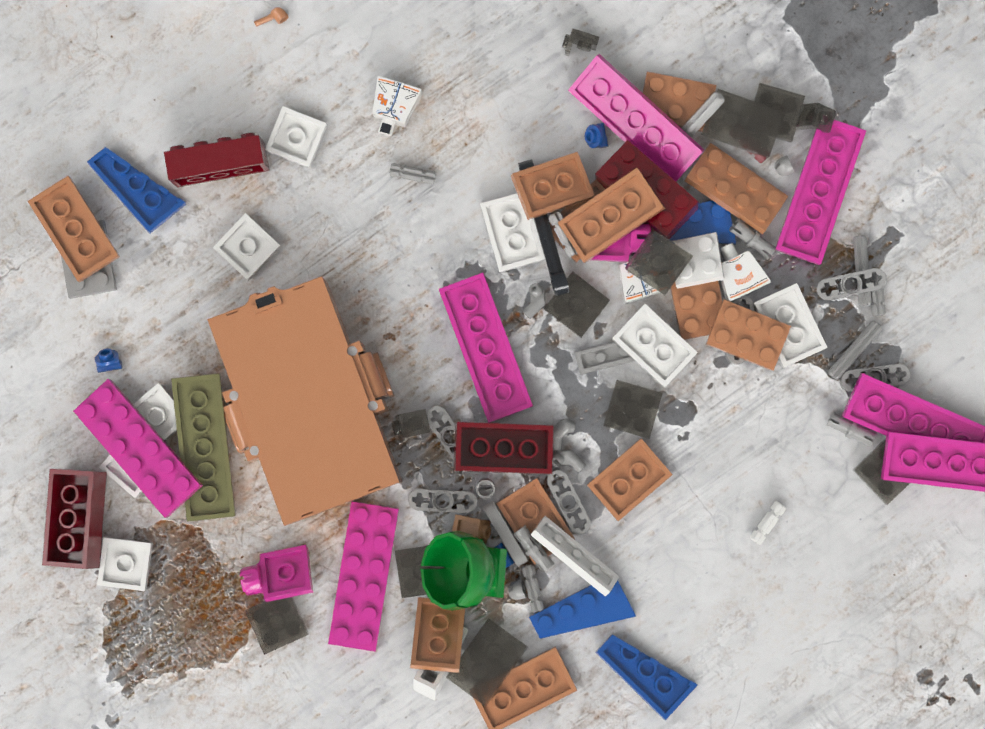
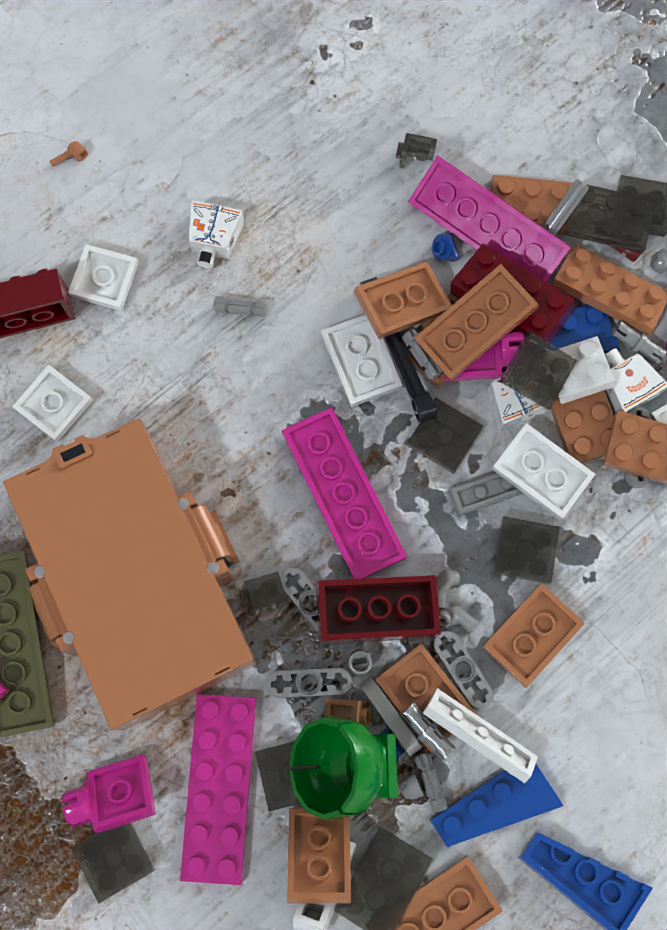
camera: 10 degrees left, 10 degrees down
(537, 298) = (398, 434): light grey arm -> none

